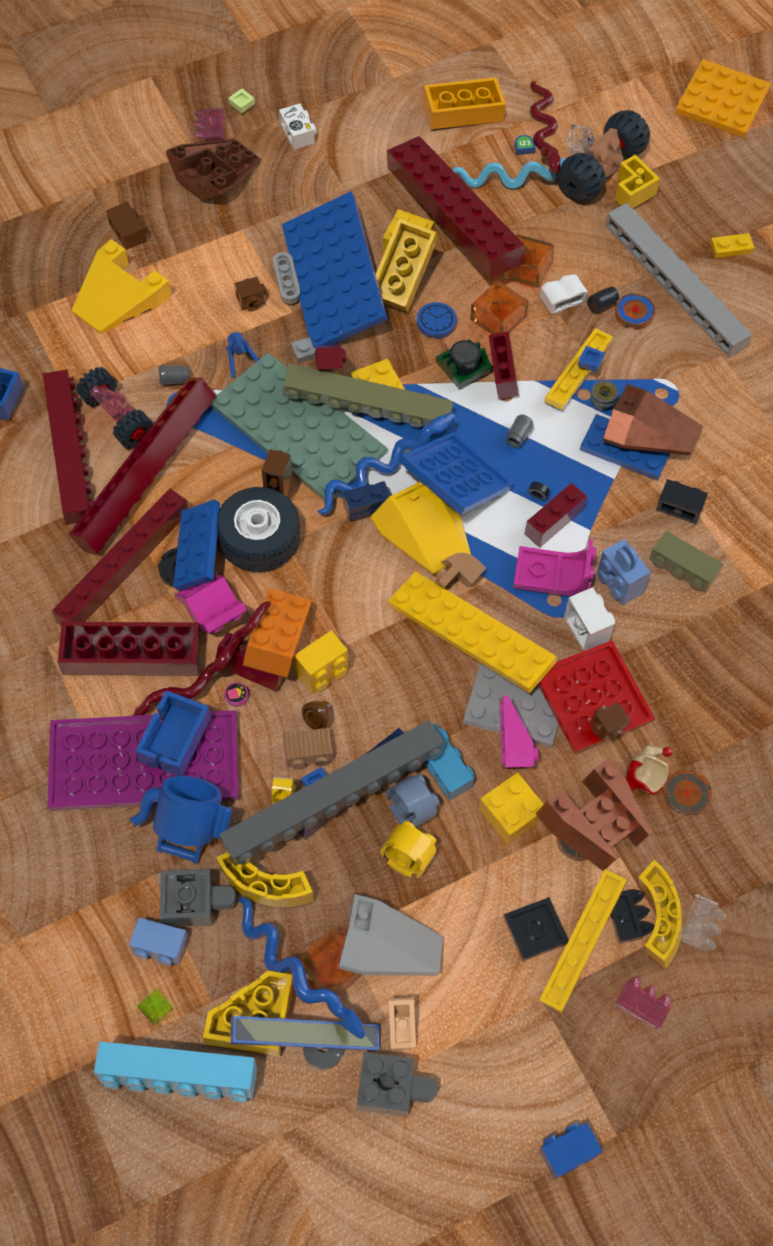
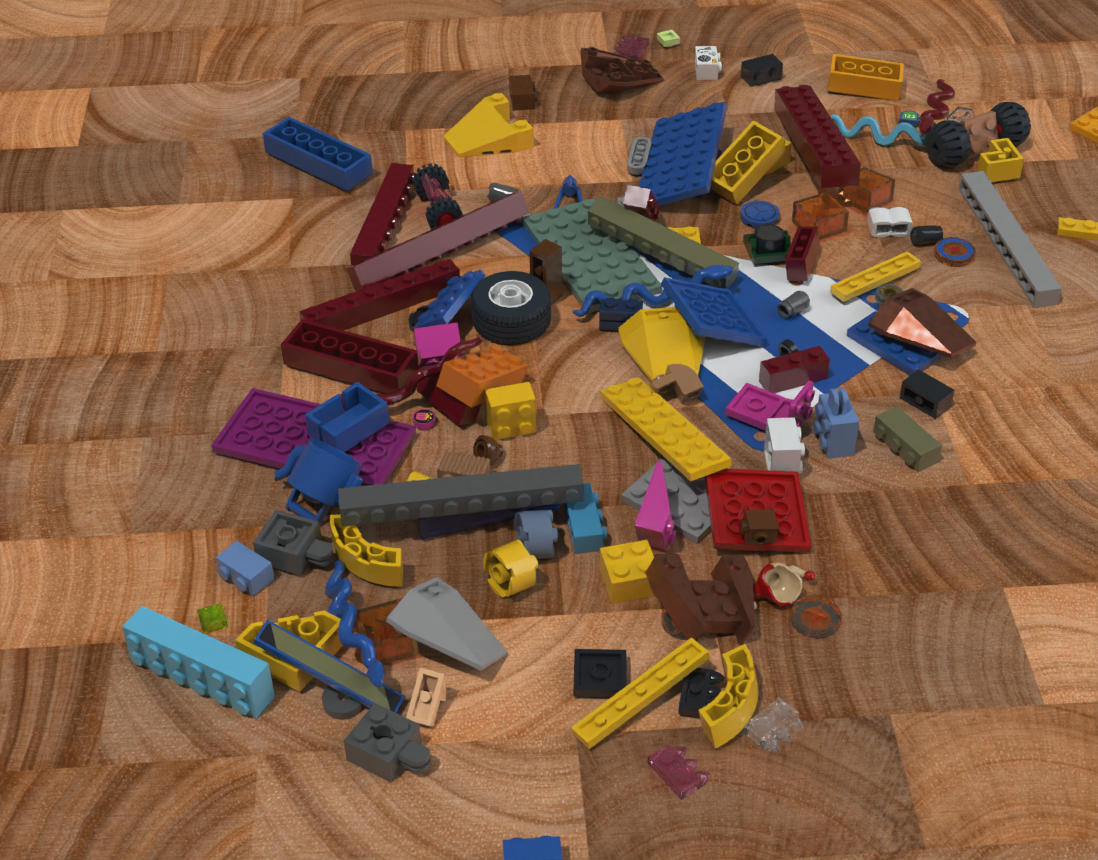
camera: 25 degrees right, 20 degrees down
(250, 293) = (601, 157): reddish brown brick -> none
(356, 121) = (761, 70): none -> black brick
(591, 359) = (889, 267): blue plate -> none

